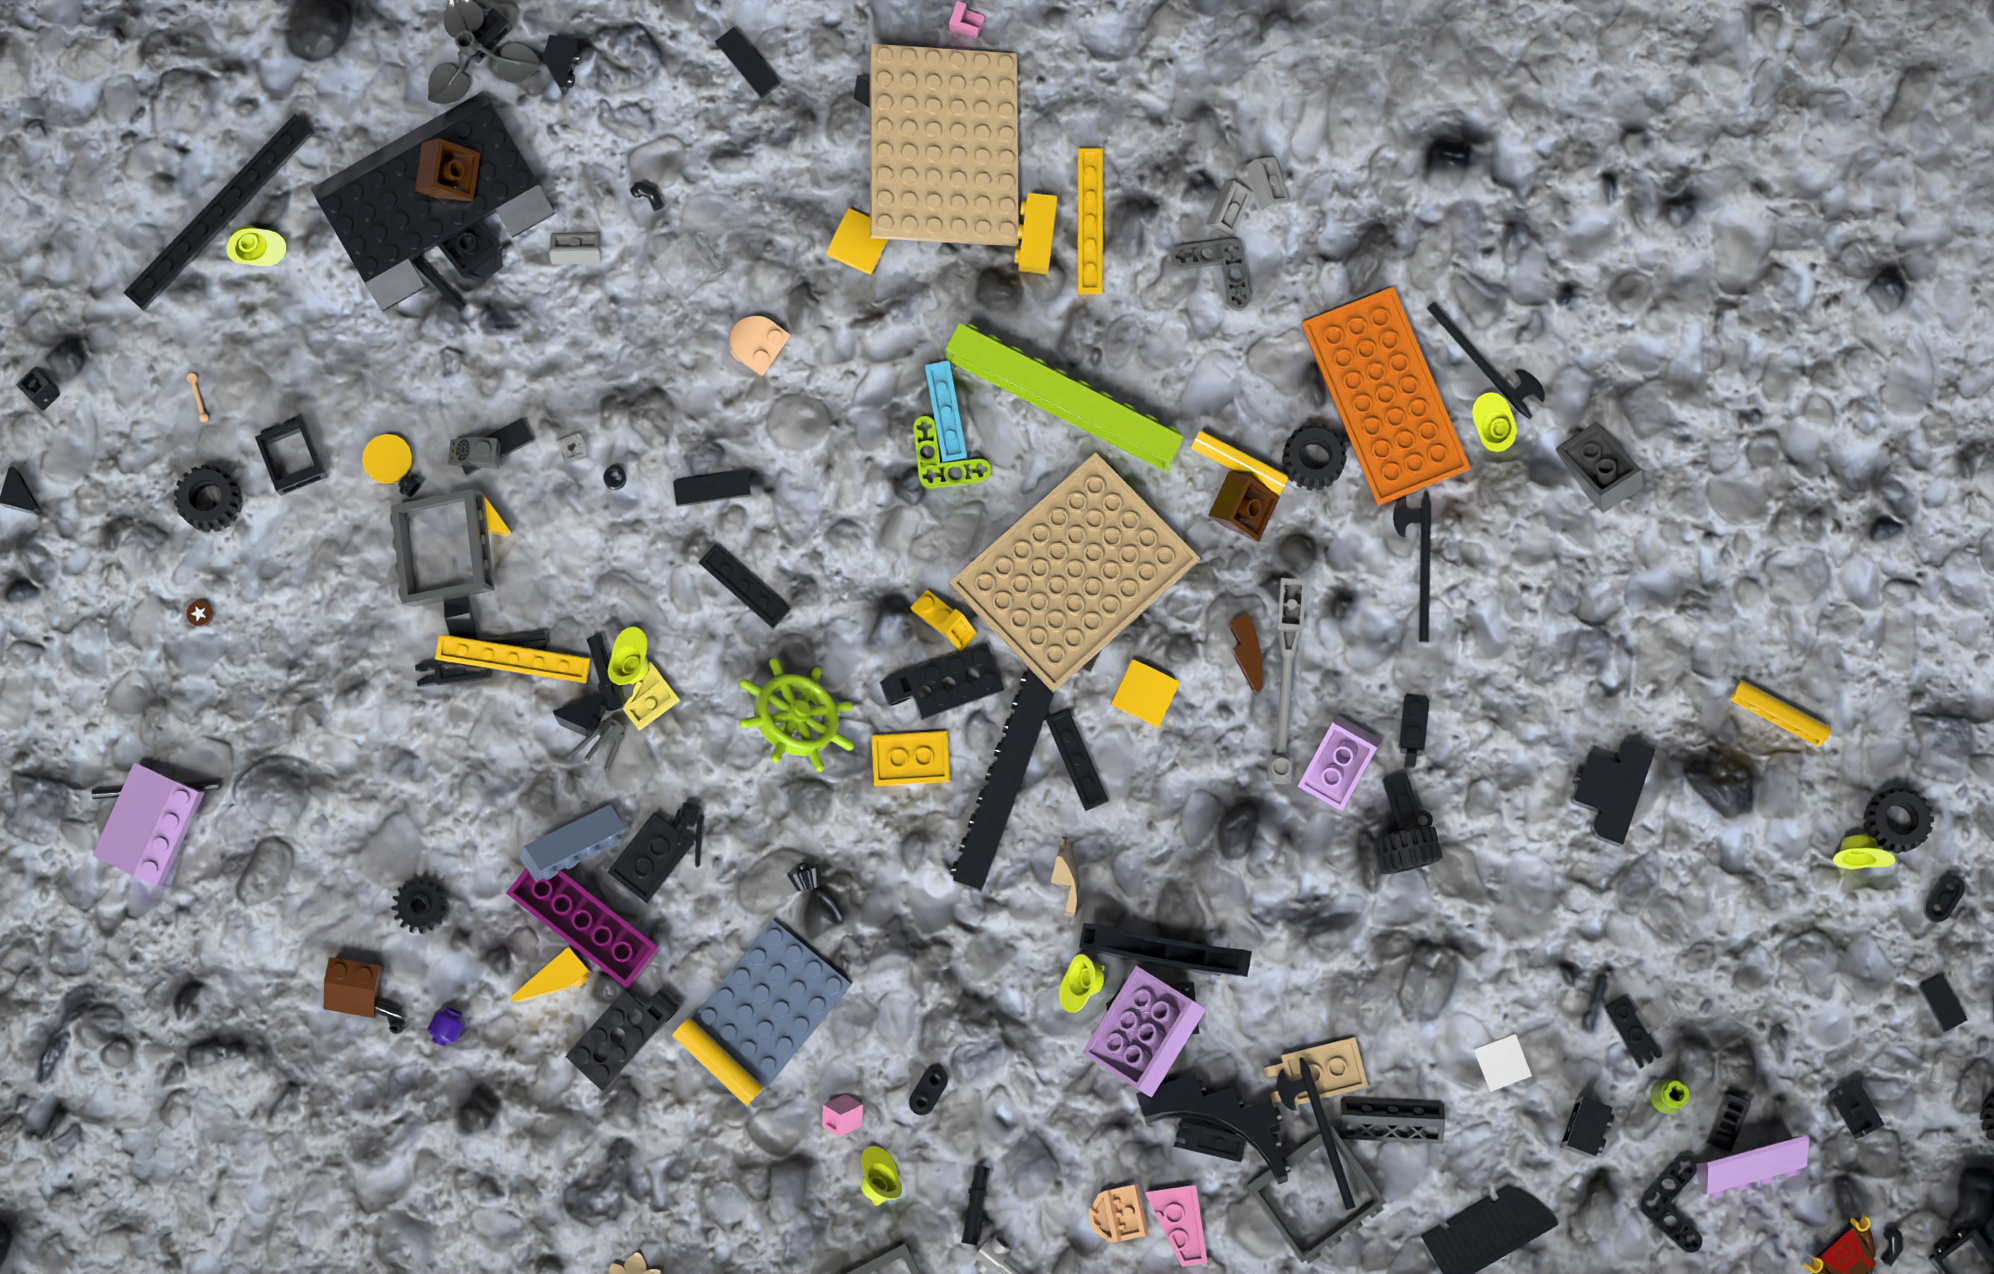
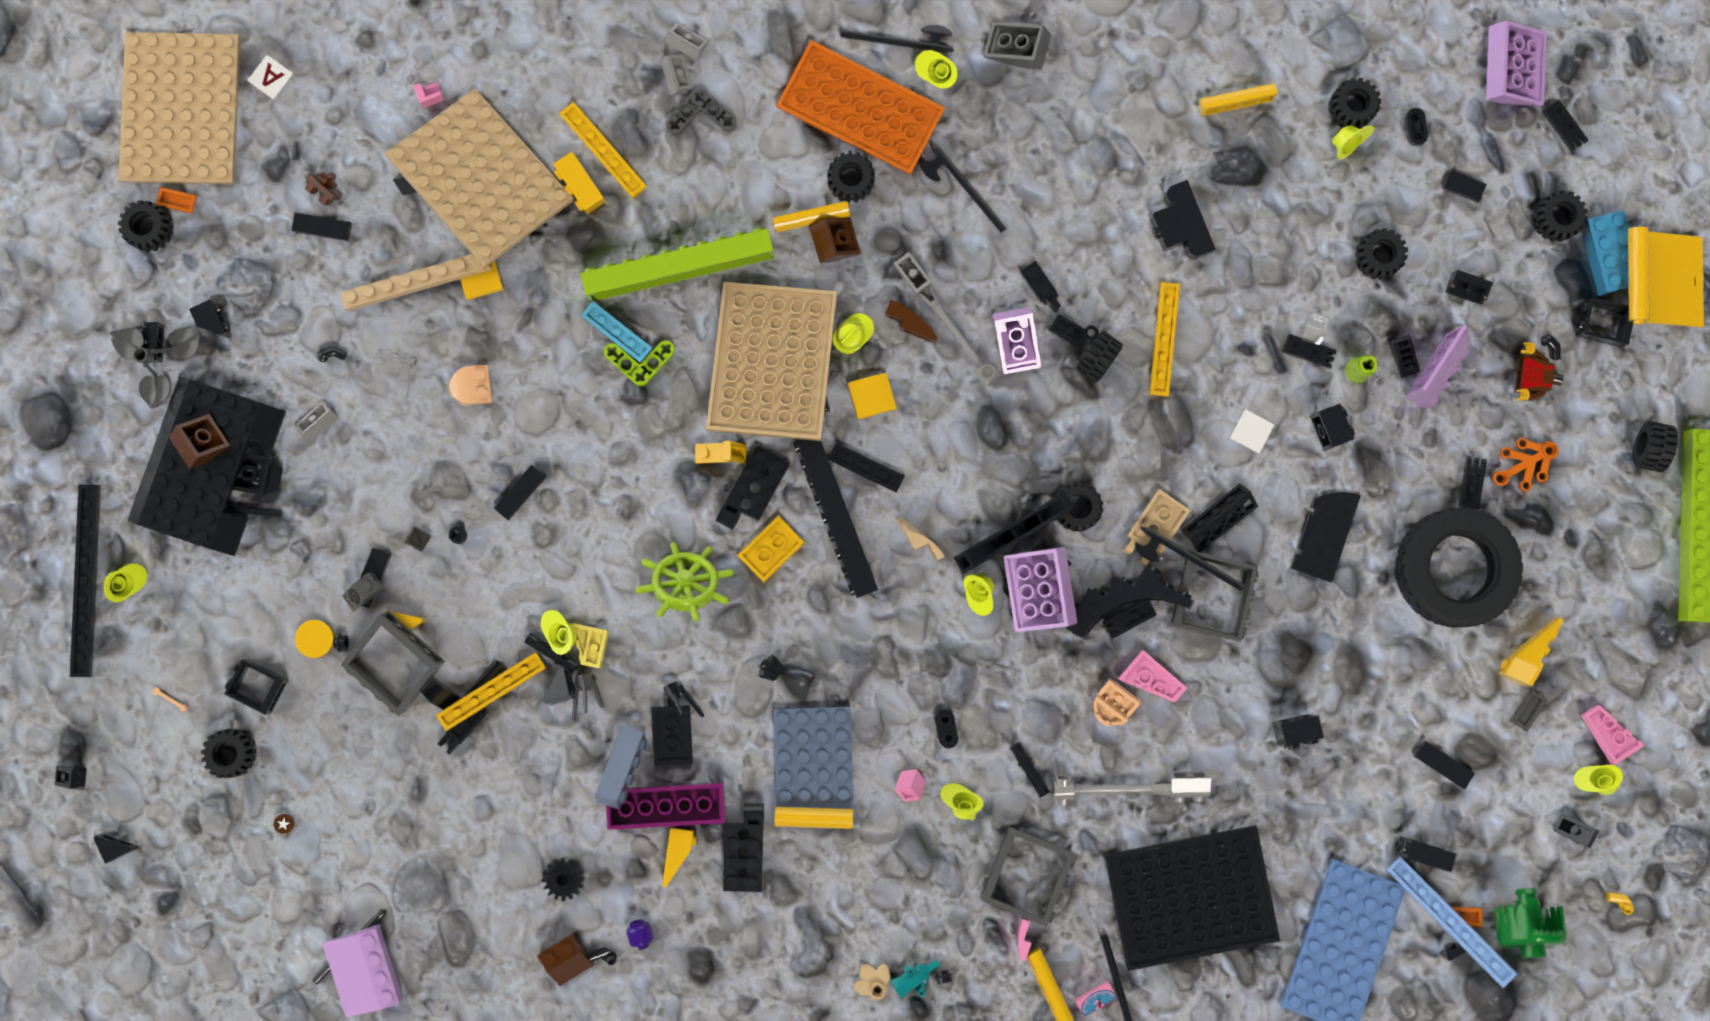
camera: 45 degrees left, 5 degrees up
(744, 586) = (588, 533): black tile -> none
(787, 26) = (324, 183): none -> reddish brown hips
(788, 191) = (412, 282): none -> tan plate
(1181, 615) = (853, 333): none -> neon yellow piece
(1263, 1005) = (1095, 507): none -> black tyre
(1493, 891) = (1164, 339): none -> yellow tile
(1664, 1210) = (1411, 436): black beam -> none
(1809, 982) = (1391, 243): none -> black tyre

